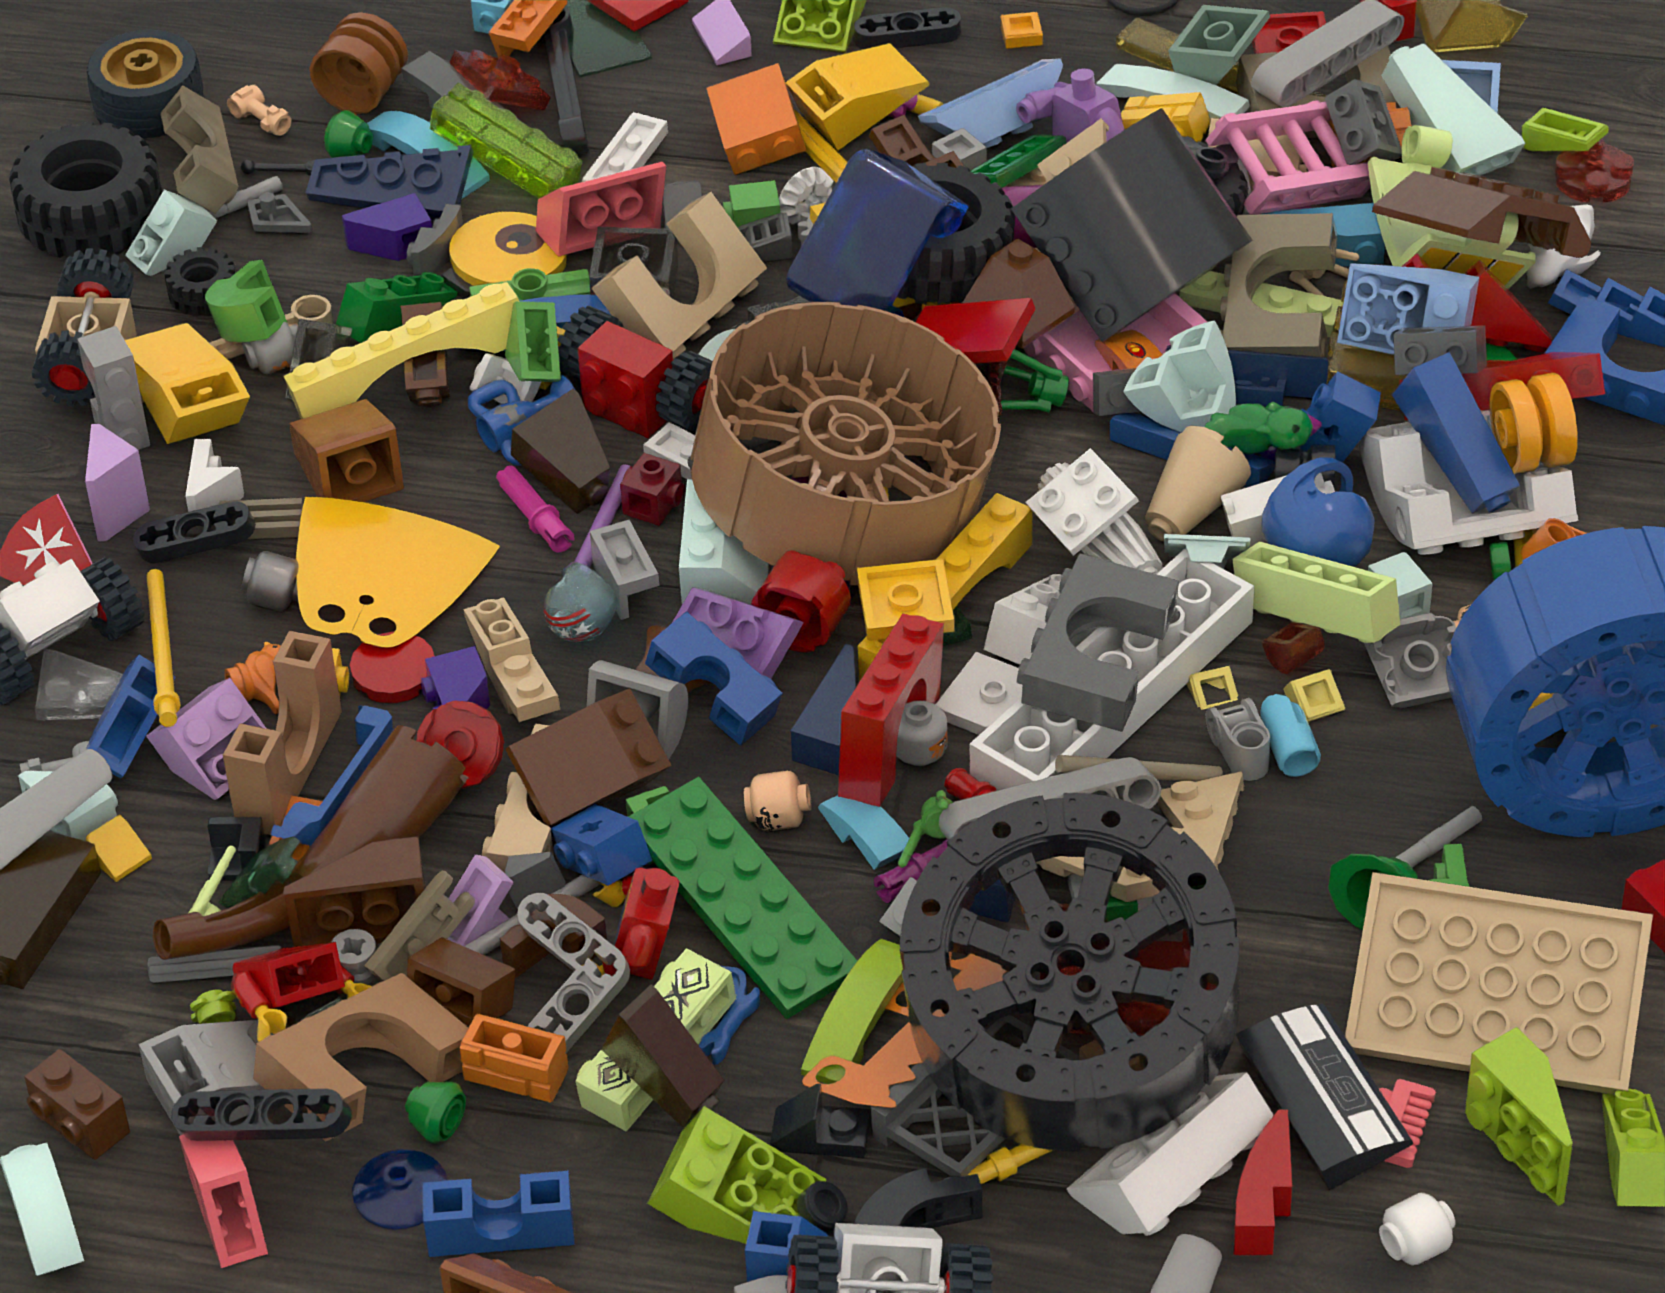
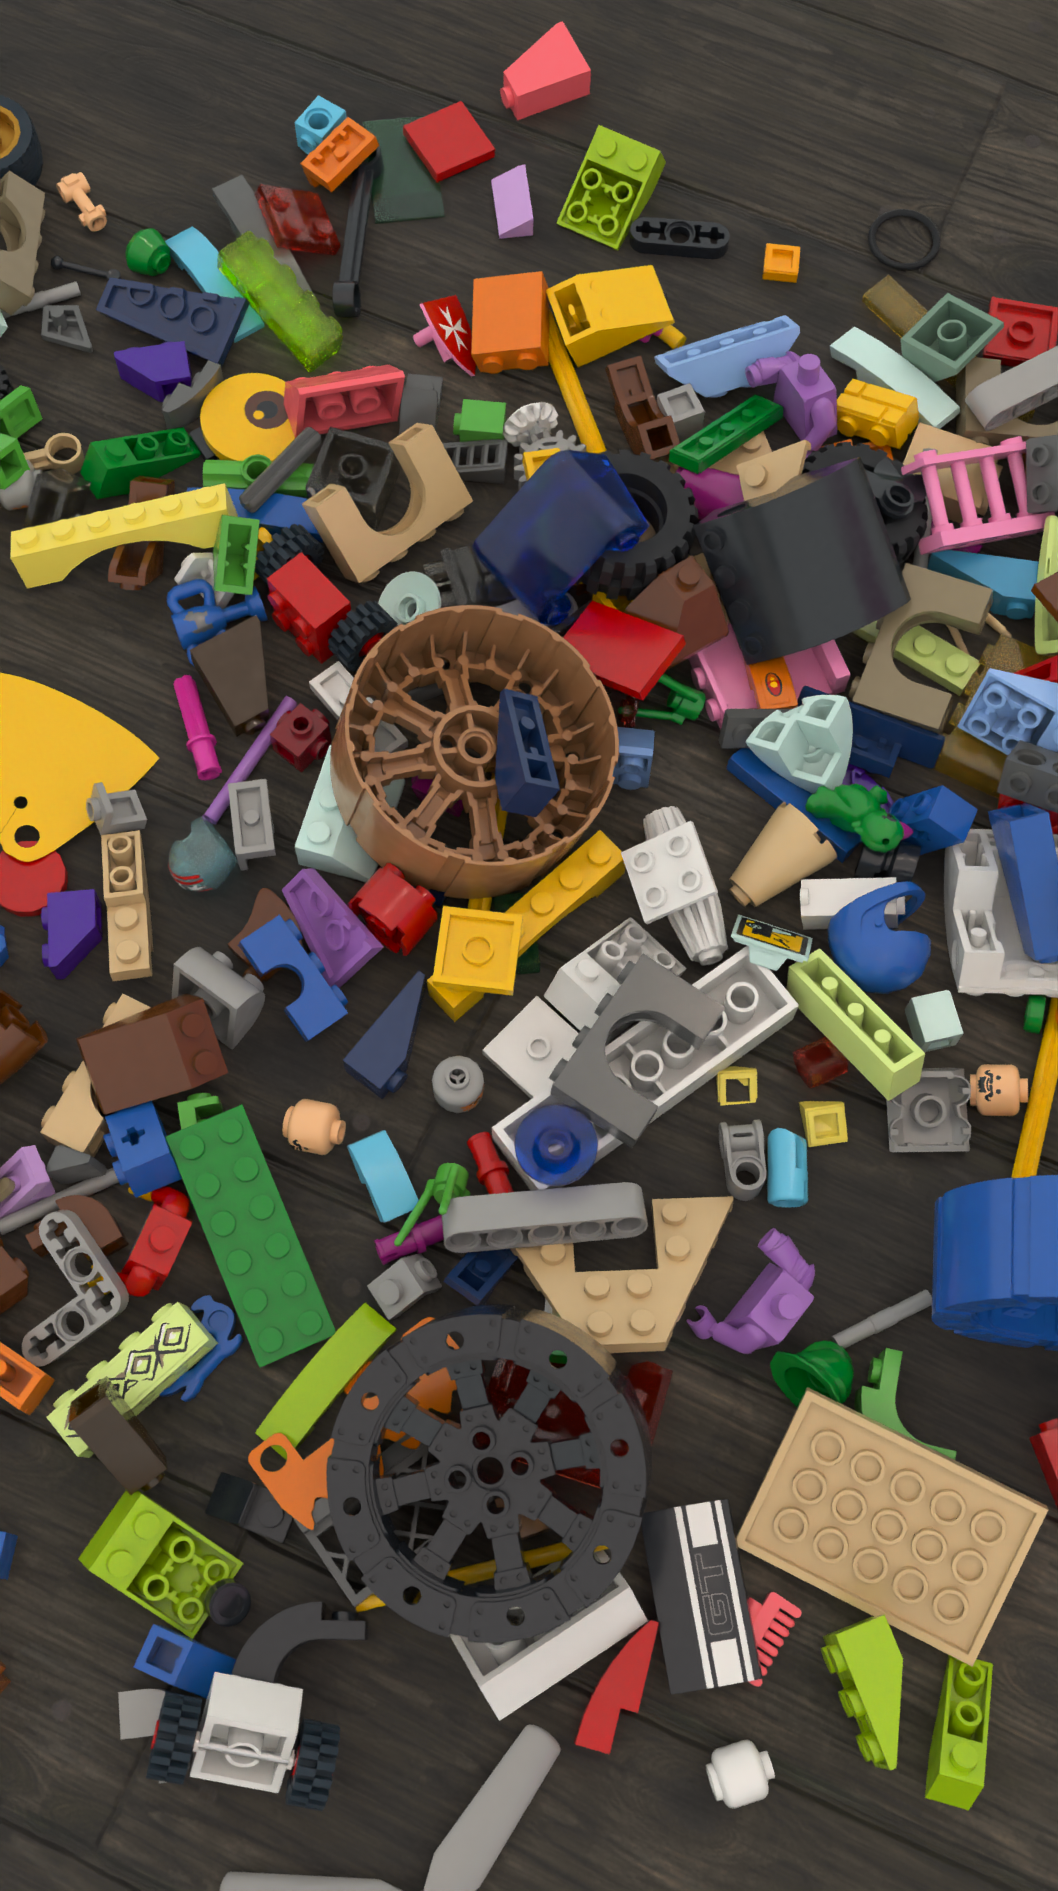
camera: 10 degrees right, 25 degrees up
(349, 452) = (47, 627): dark orange slope -> none
(358, 63) = (176, 173): dark orange wheel -> none
(467, 585) = (115, 811): none -> light grey bracket
(469, 735) = (54, 994): red tile -> none
(559, 268) = (280, 469): none -> dark grey axle
(630, 146) = (385, 331): white plate -> none
(689, 143) = (449, 331): none -> red shield
(901, 673) = (402, 1102): red arch -> none
(902, 423) = (523, 756): none -> dark blue slope
(1015, 441) = (634, 758): none -> medium blue slope
(1043, 731) = (556, 1126): none -> clear blue dish
(1159, 770) = (651, 1184): dark tan bar -> none
(1309, 839) = (770, 1303): none -> medium lavender torso

